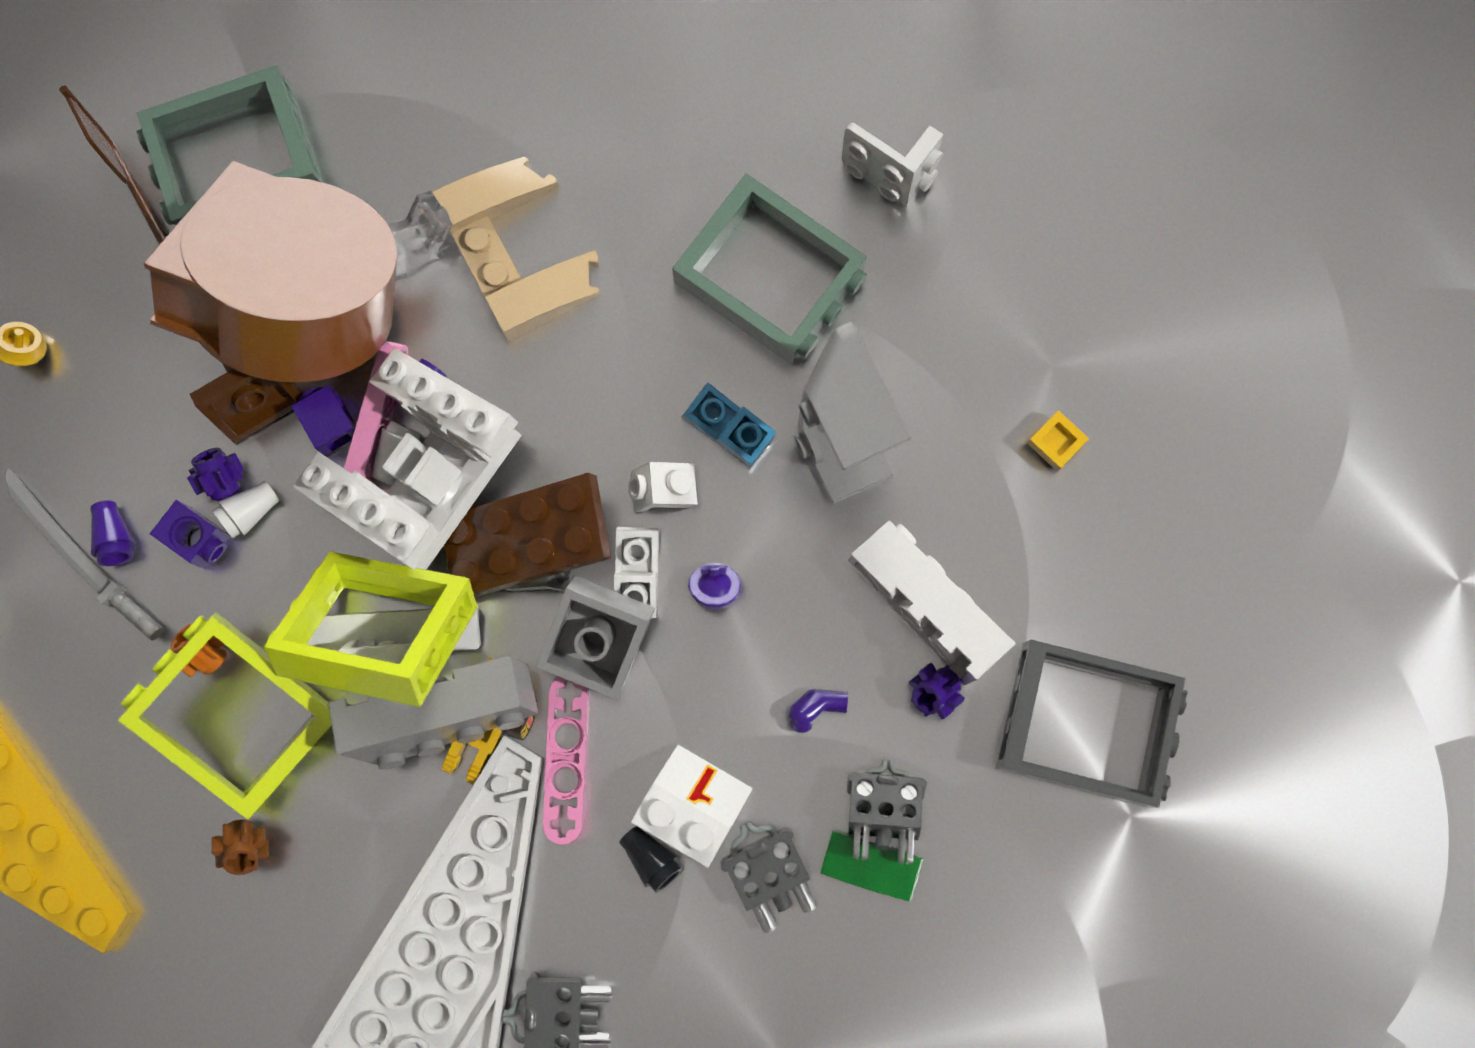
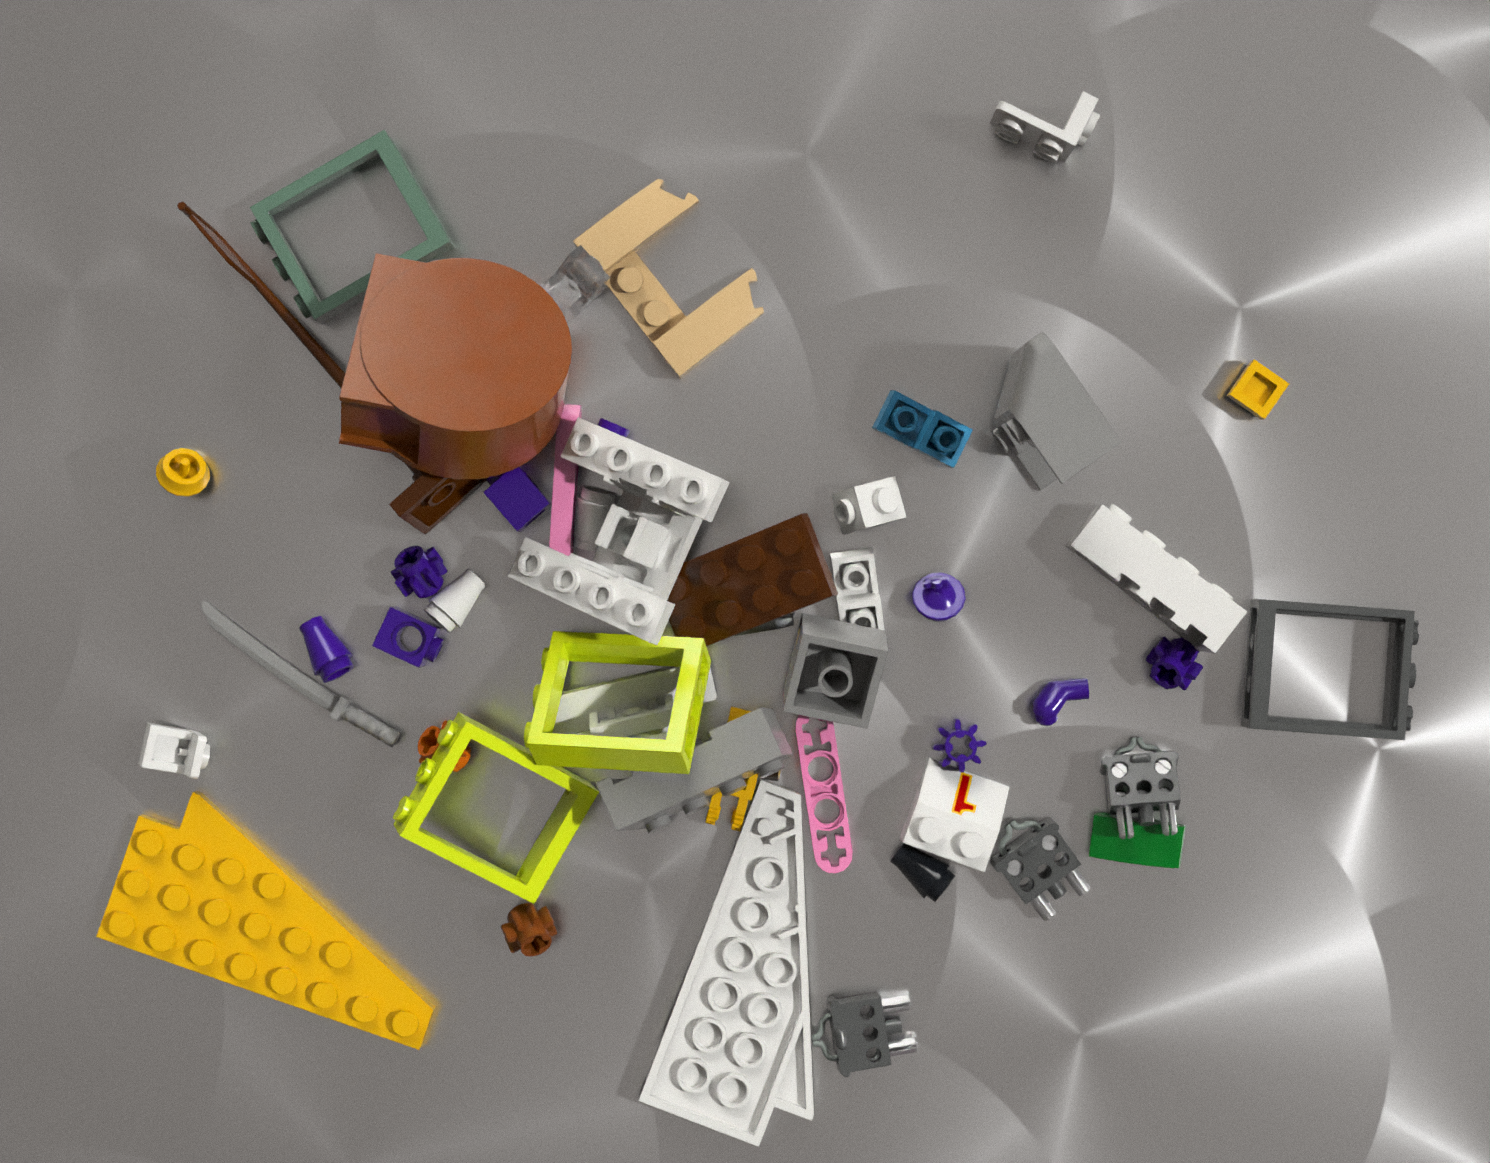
camera: 15 degrees left, 10 degrees up
(709, 723) = (946, 747): none -> dark purple gear
(718, 229) = (1003, 293): sand green window -> none

